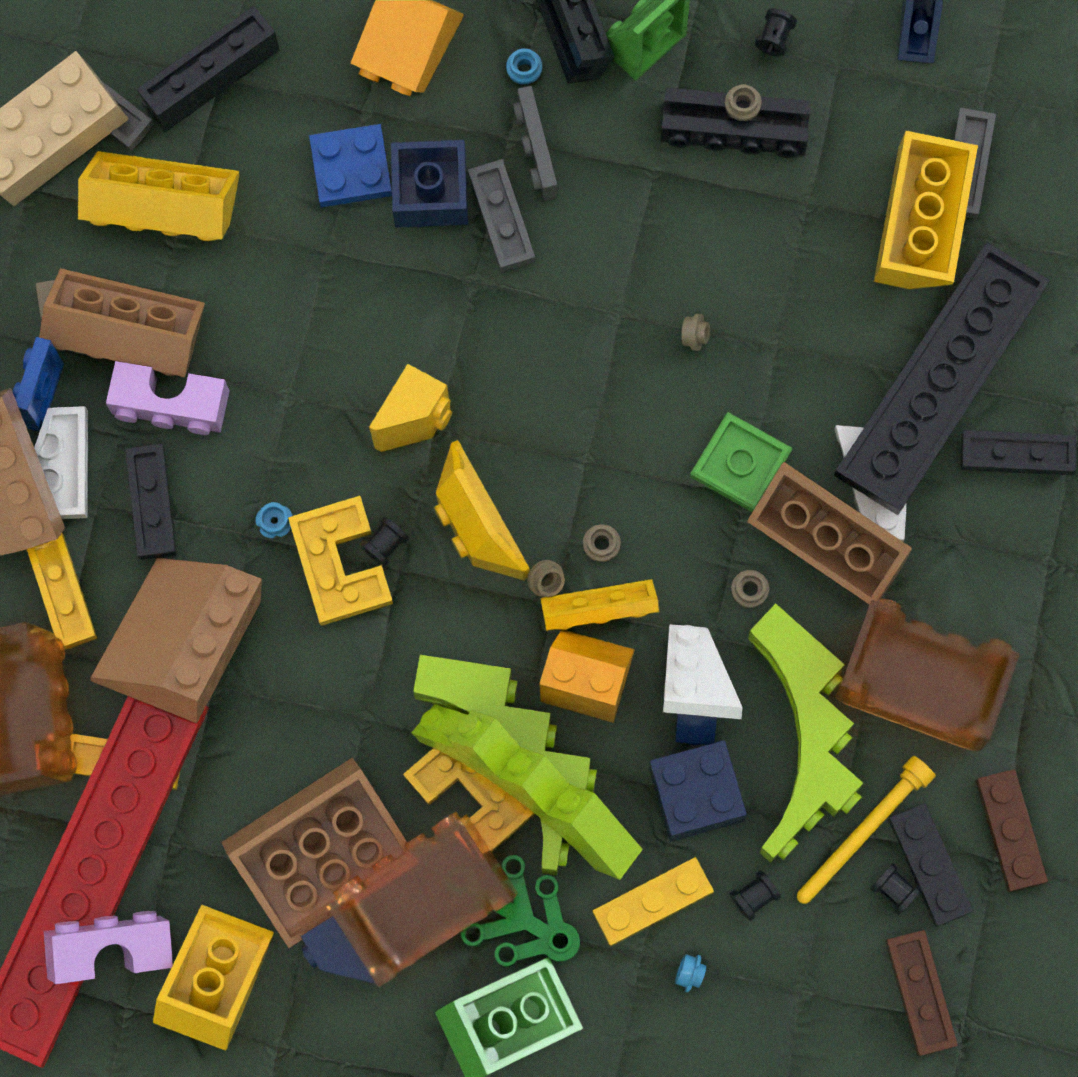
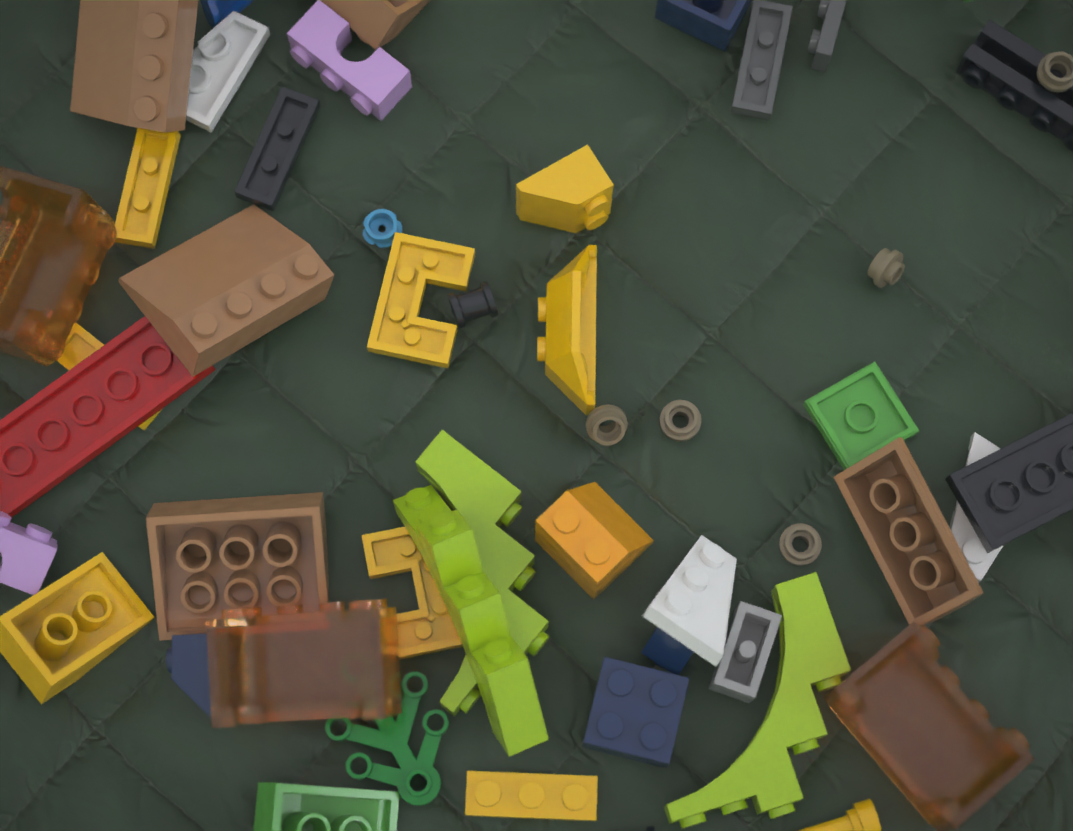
camera: 25 degrees right, 0 degrees up
(599, 605) = (643, 478): yellow plate -> none
(757, 693) = (745, 652): none -> light grey brick

